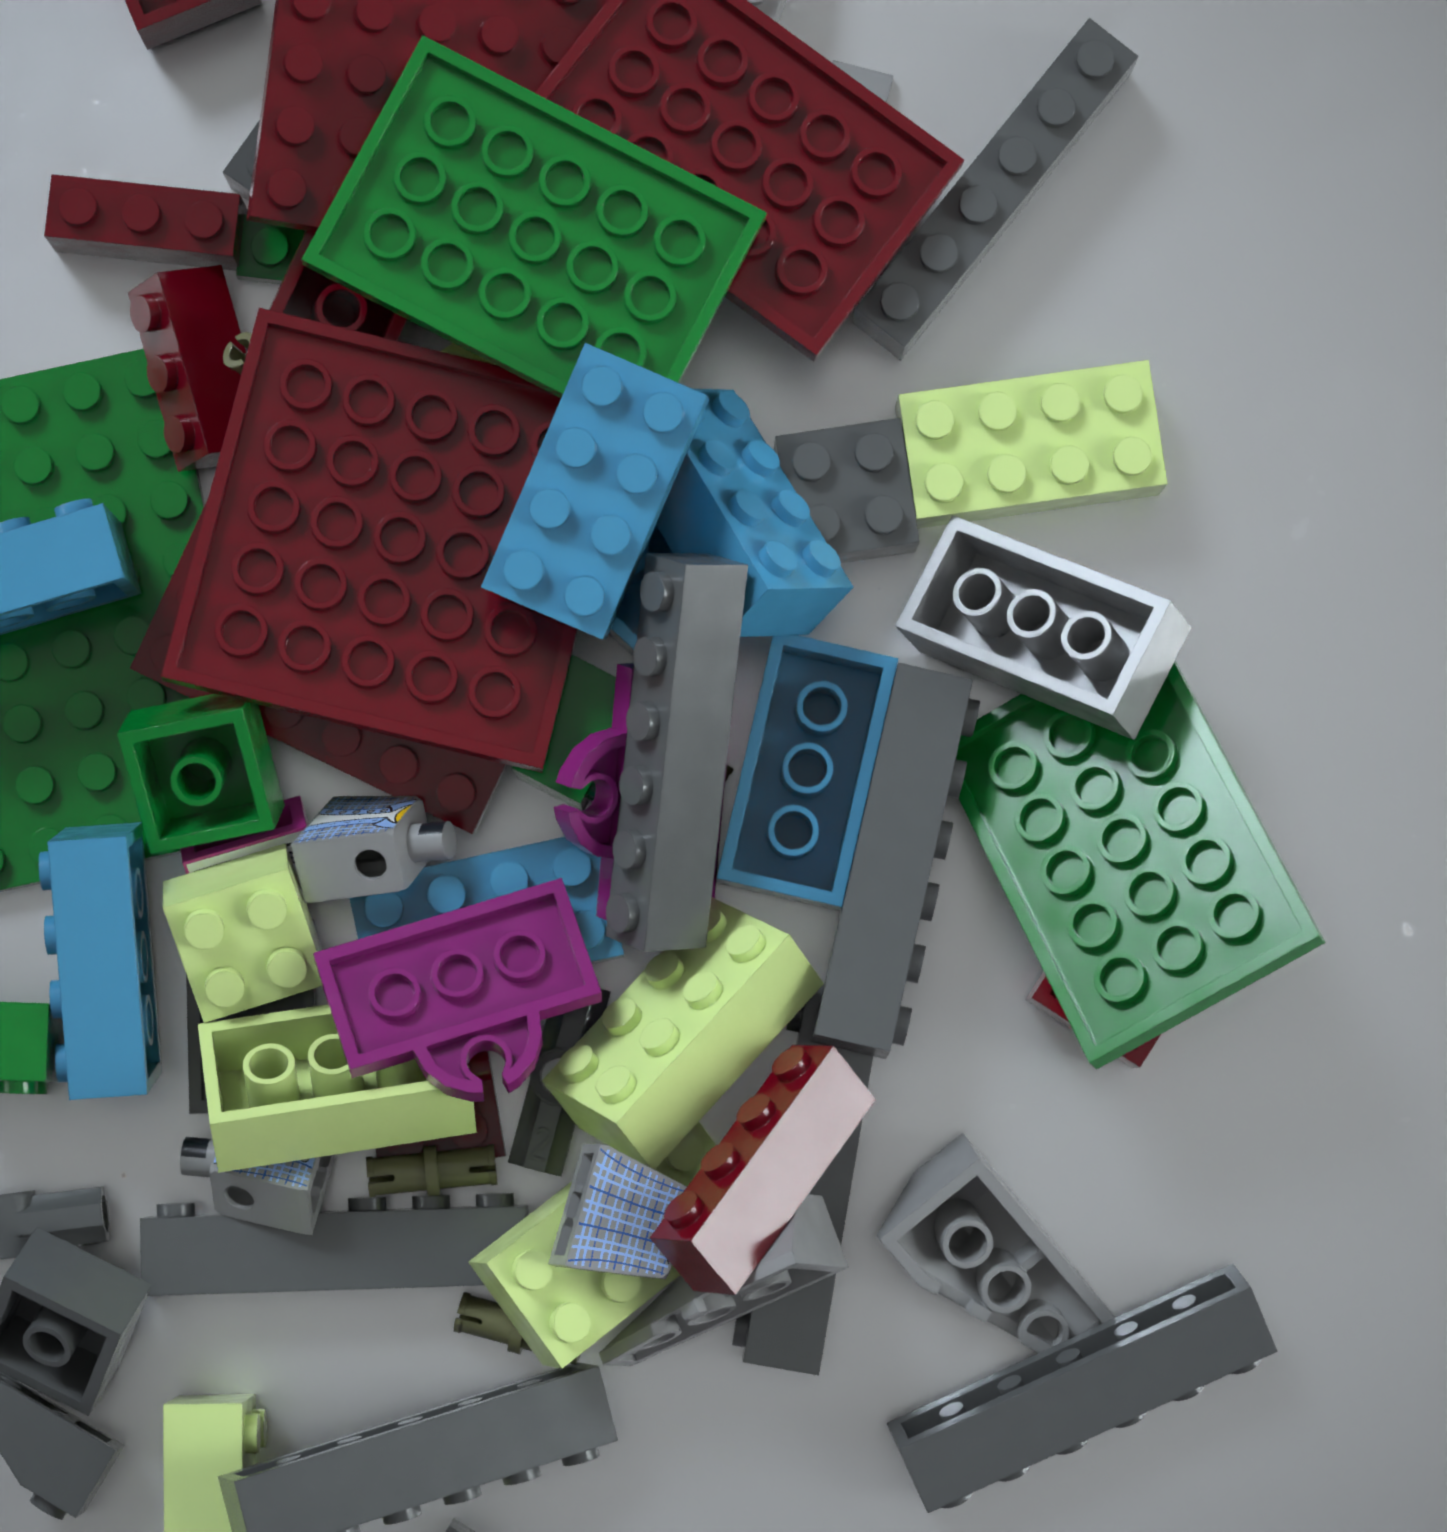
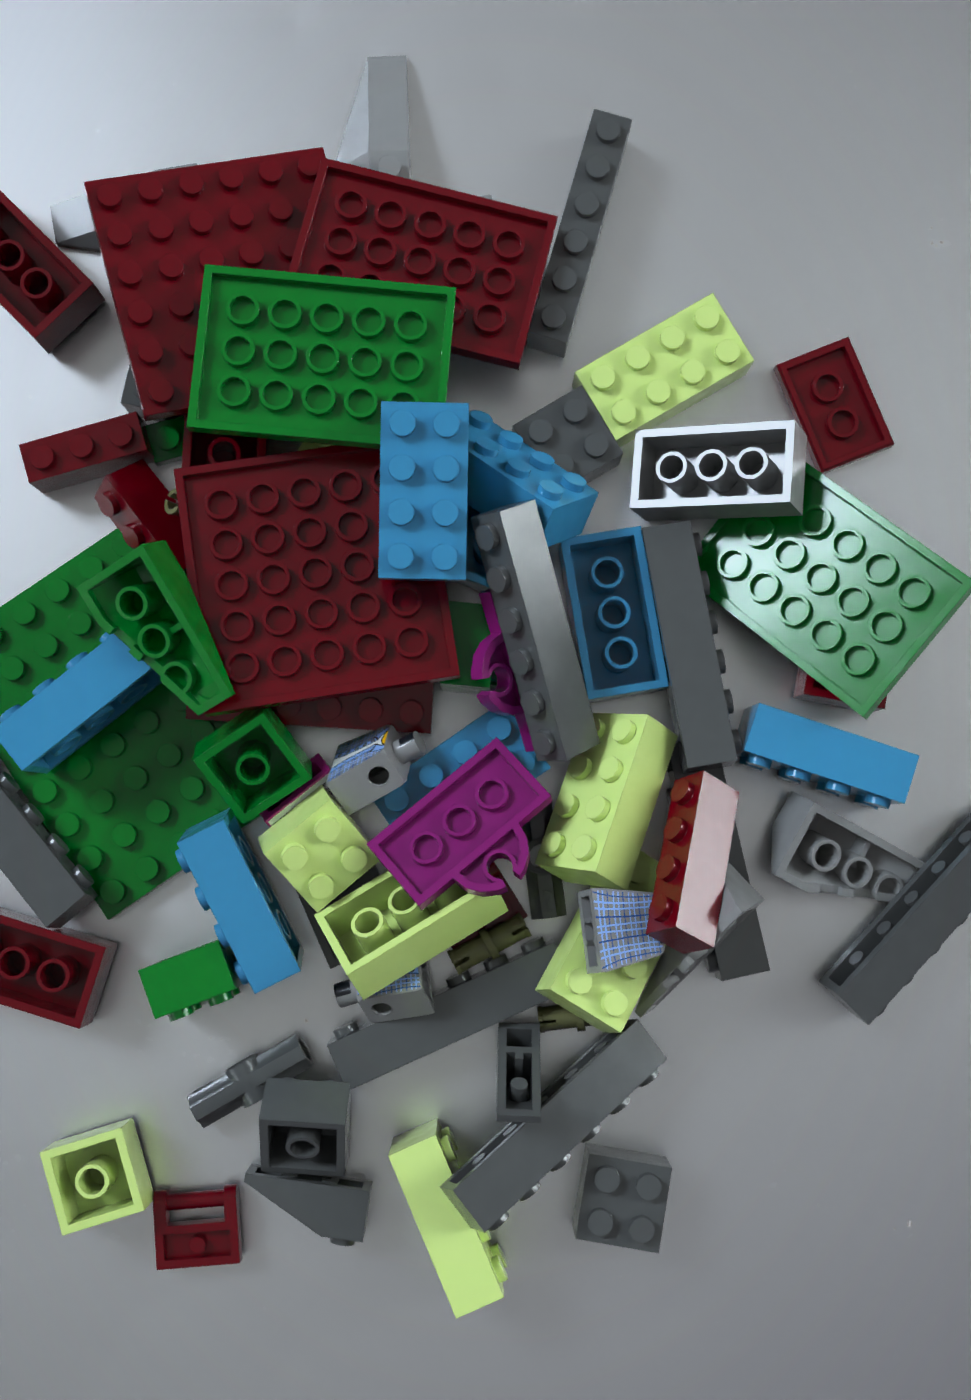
camera: 20 degrees left, 0 degrees up
(151, 512) = (157, 616): none -> green wedge
(396, 1365) = (518, 1073): none -> dark grey slope
(1026, 1099) = (825, 755): none -> dark azure brick
(1267, 595) = (833, 406): none -> dark red tile

